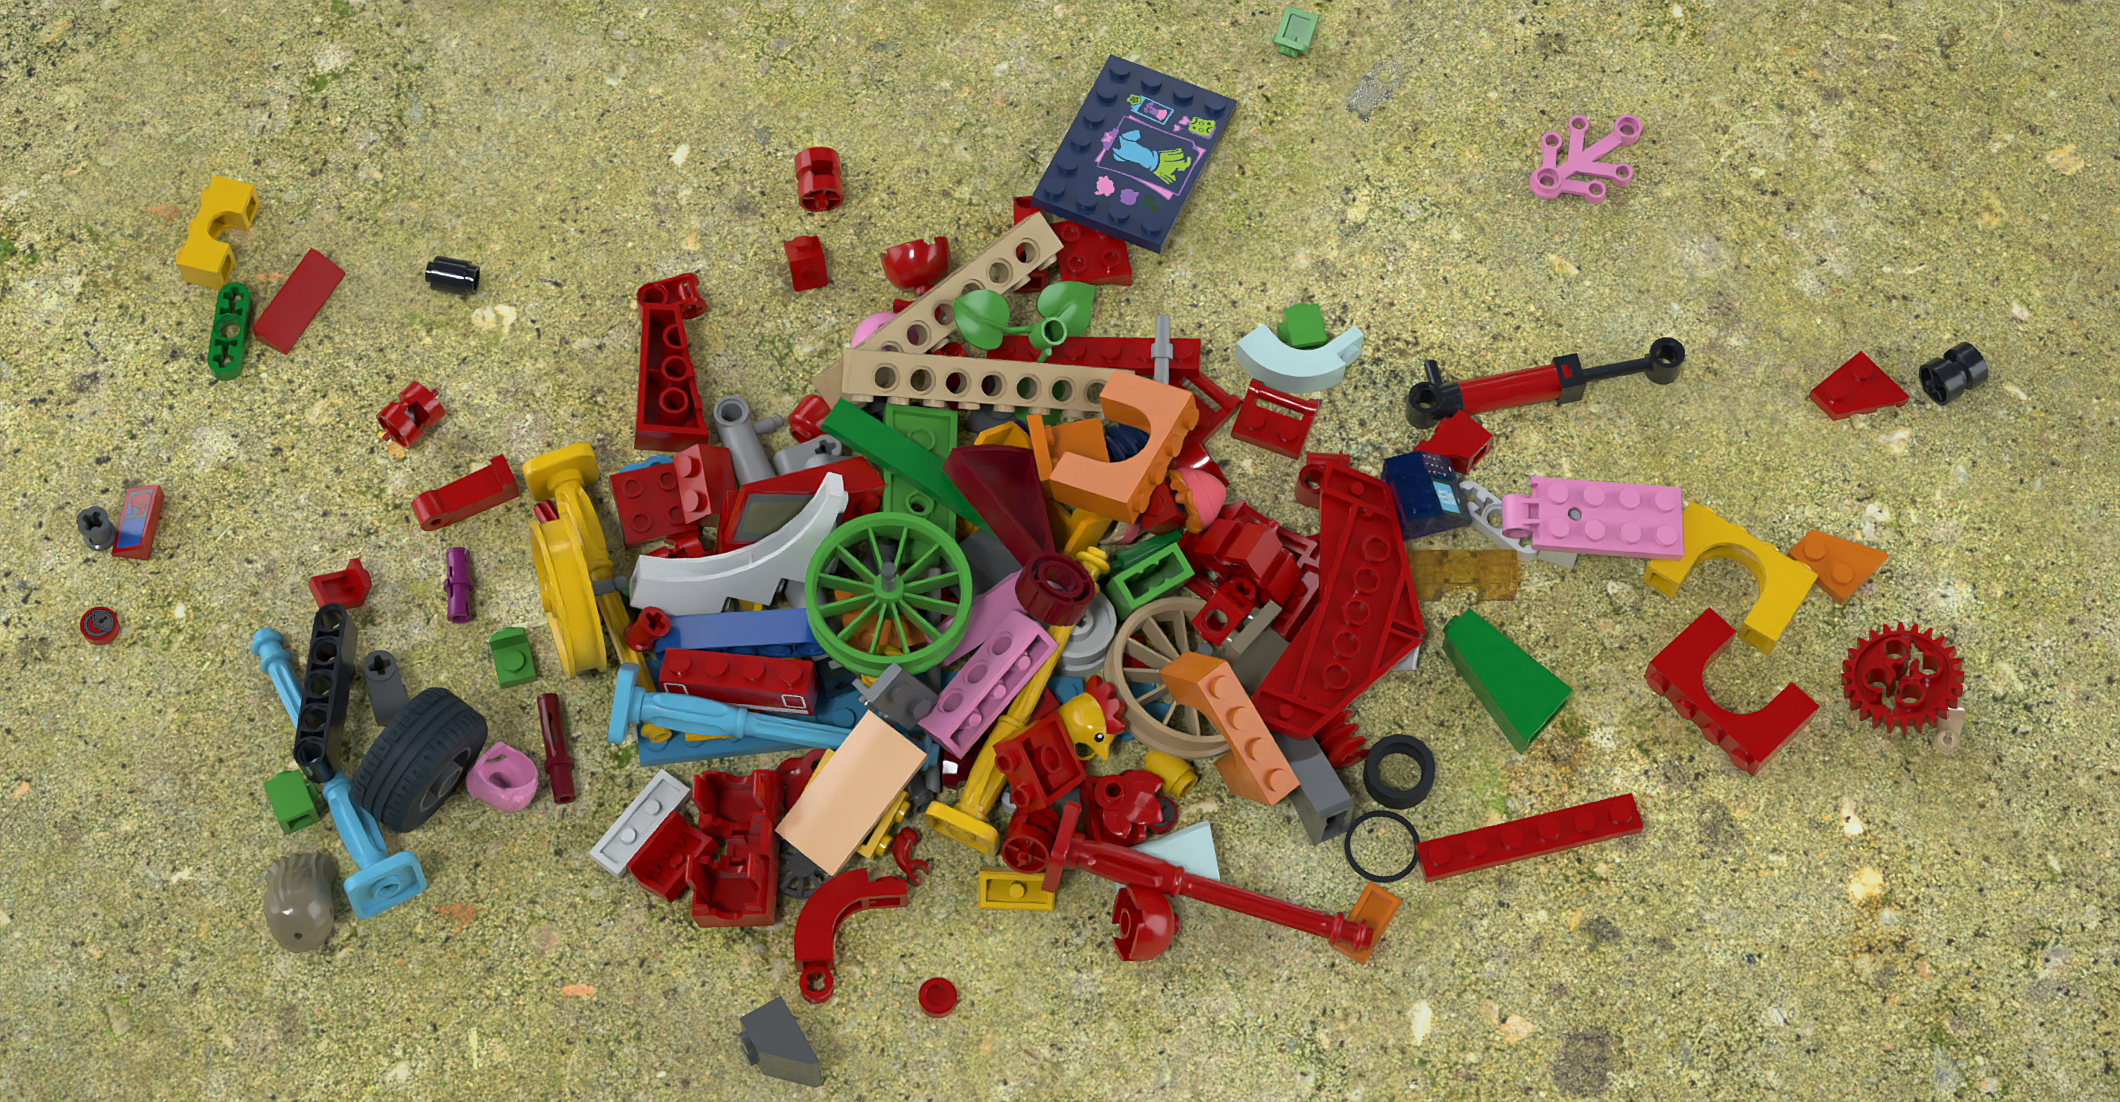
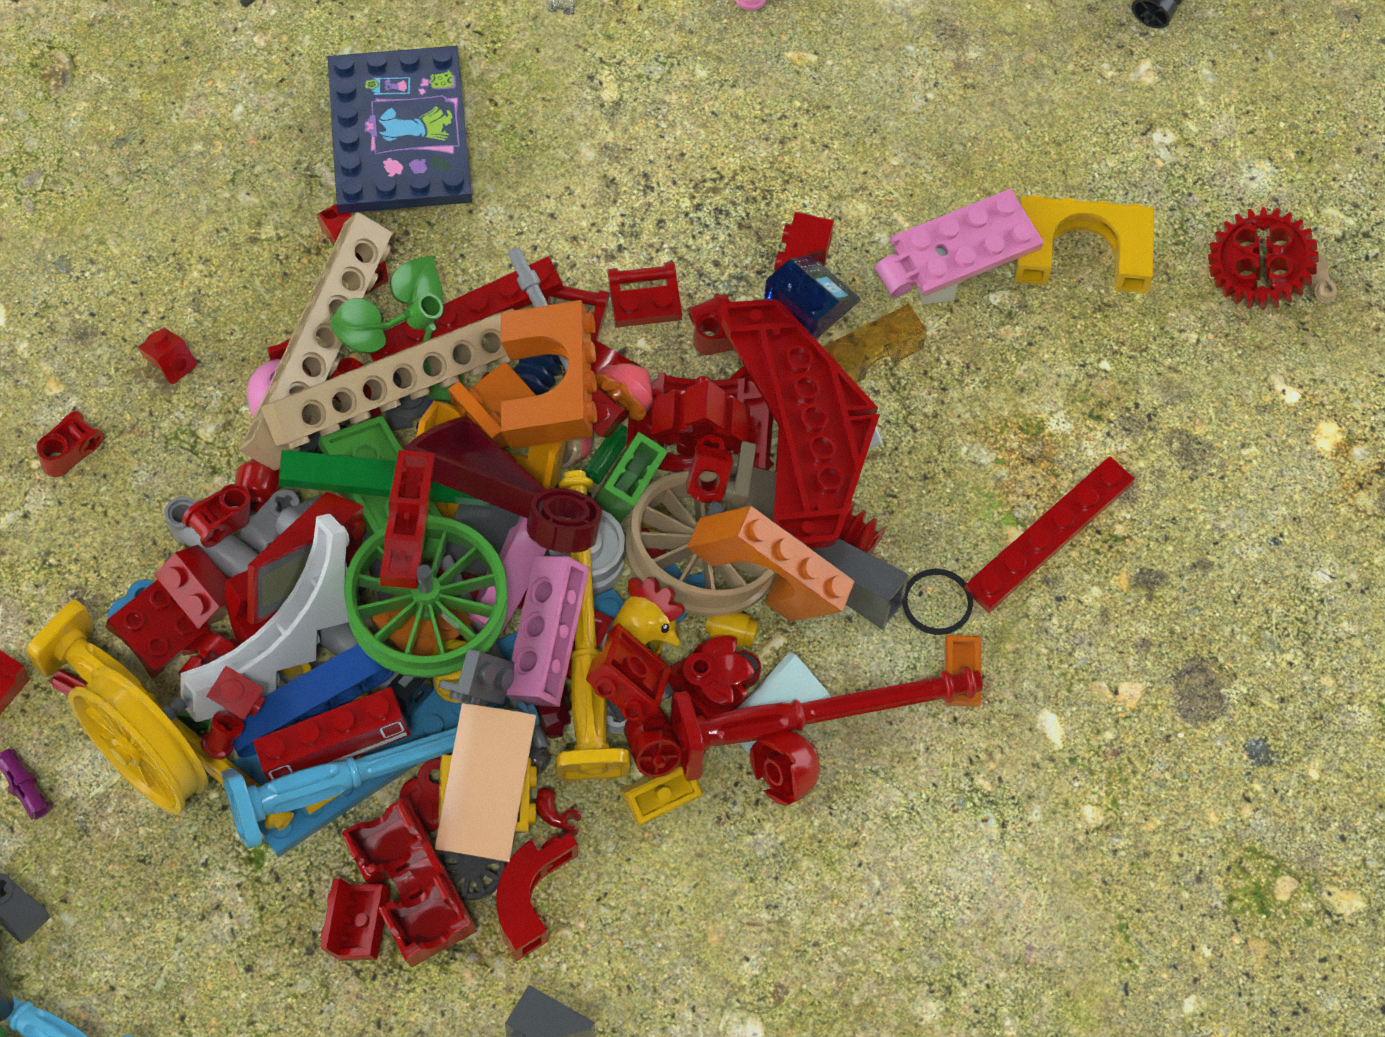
camera: 30 degrees left, 0 degrees up
(419, 759) = (87, 951): black wheel -> none
(503, 783) = (170, 932): bright pink hair -> none
(512, 657) = (109, 821): bright green bracket -> none
(558, 762) = (205, 891): dark red pin -> none
(639, 822) = (308, 906): white plate -> none
(667, 395) = (113, 525): red wedge -> none
(675, 598) = (236, 693): none -> red bracket
(757, 430) = (216, 518): none -> red piece
(816, 997) = (552, 957): red bush -> none
(819, 179) = (138, 278): red wheel -> none
(907, 514) = (407, 519): none -> red slope
(917, 265) = (269, 310): red cylinder -> none
(937, 997) = (649, 918): red tile -> none
(1091, 255) = (415, 232): red piece -> none
(1293, 369) = (636, 246): light aqua arch -> none
(1302, 327) = (626, 211): bright green brick -> none
(1401, 745) = (920, 509): black tyre -> none
(1494, 506) = (881, 301): white beam -> none
(1505, 679) = (956, 413): green slope -> none
(1559, 380) = (857, 151): black piece -> none
(1747, 738) = (1171, 366): red arch -> none
(1838, 562) = (1160, 189): orange wing -> none
(1857, 389) = (1092, 46): red wing -> none

